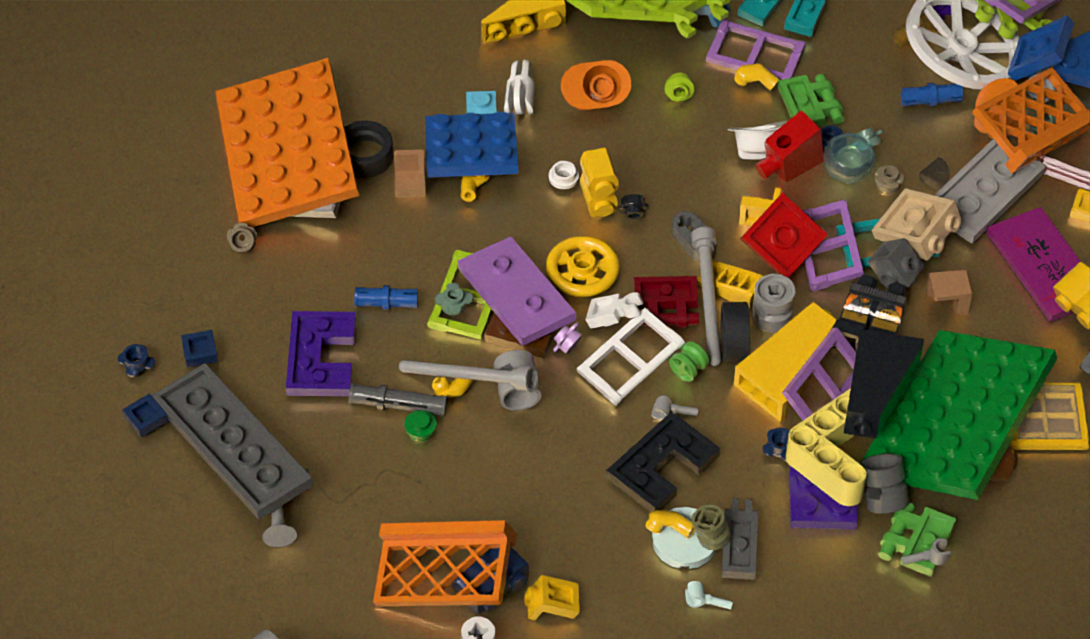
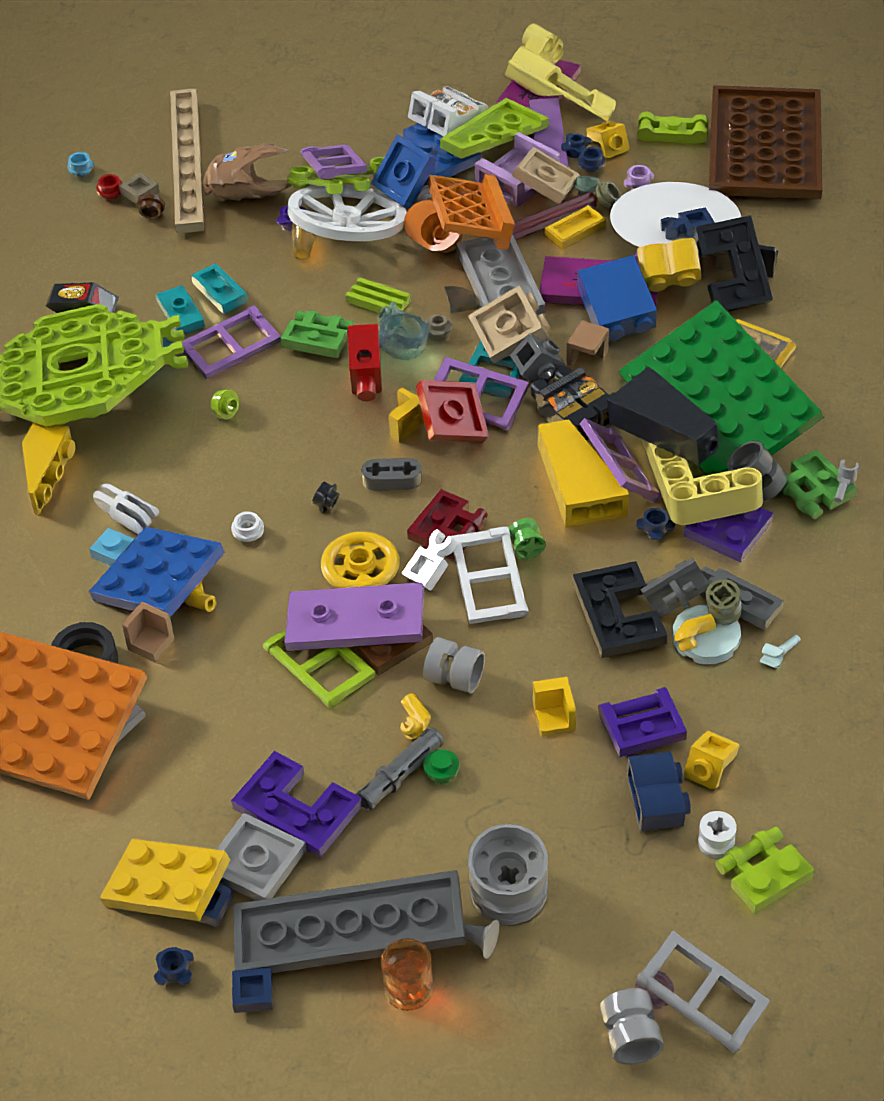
camera: 55 degrees left, 5 degrees down
(199, 311) = (165, 879): none -> yellow plate
(211, 498) = (407, 974): none -> clear orange wheel
(242, 245) = (110, 799): dark tan plate -> none
(255, 355) = (259, 857): none -> light grey plate
(335, 513) = (508, 874): none -> light grey wheel
(385, 297) = (272, 722): blue pin -> none
(448, 536) = (603, 795): orange fence -> none
(453, 306) = (324, 668): sand green plate -> none
(523, 378) = (473, 650): light grey piece -> none
(531, 469) = (554, 706): none -> yellow panel
(552, 542) = (645, 729): none -> dark purple plate
(567, 338) = (435, 609): lavender plate -> none
(596, 84) = (178, 450): orange piece -> none
(599, 182) = (290, 499): yellow brick -> none
(664, 405) = (559, 580): light grey hand -> none
(704, 242) = (414, 464): light grey piece -> none
(706, 487) = (675, 587): none -> dark grey hips
(734, 274) = (478, 460): yellow slope -> none
(735, 331) = (537, 478): black tyre -> none
(751, 139) = (332, 376): white piece -> none
(753, 73) = (256, 350): yellow arm -> none
(773, 302) = (513, 452): light grey wheel -> none
(888, 102) = (376, 296): none -> lime tile
(931, 94) = (379, 259): blue pin -> none
(1018, 283) = (617, 297): none -> blue brick

